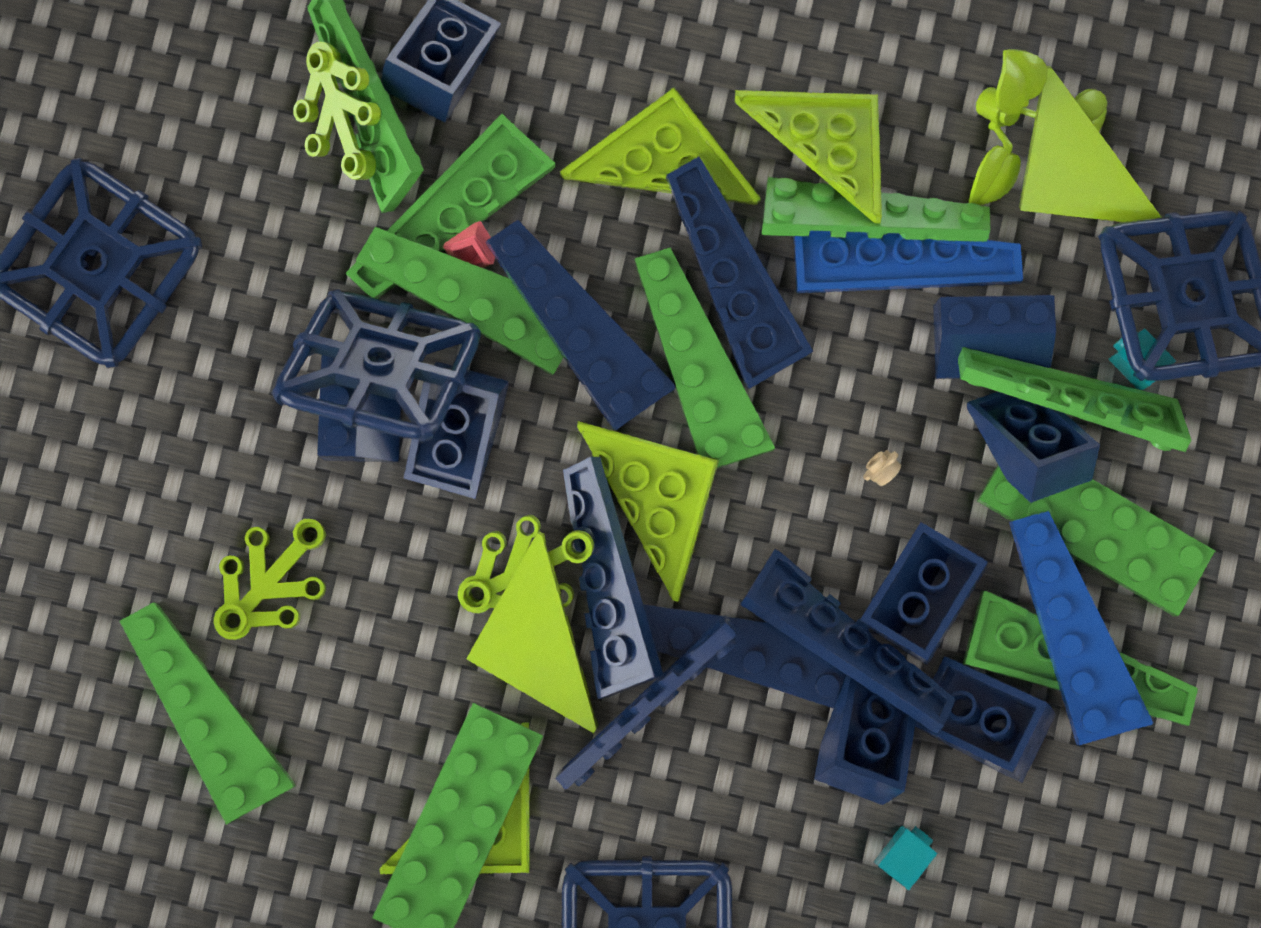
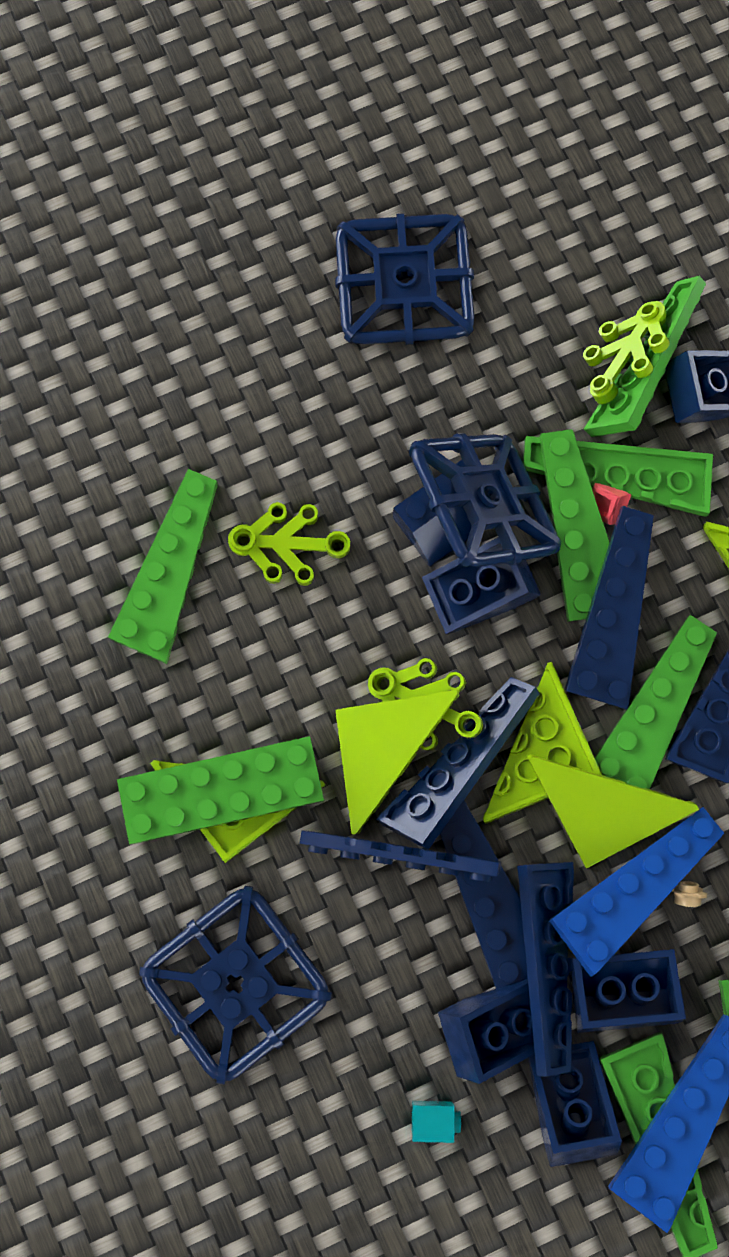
camera: 55 degrees right, 5 degrees down
(753, 485) = (605, 812): none -> lime tile
(845, 538) = (617, 906): none -> blue wing

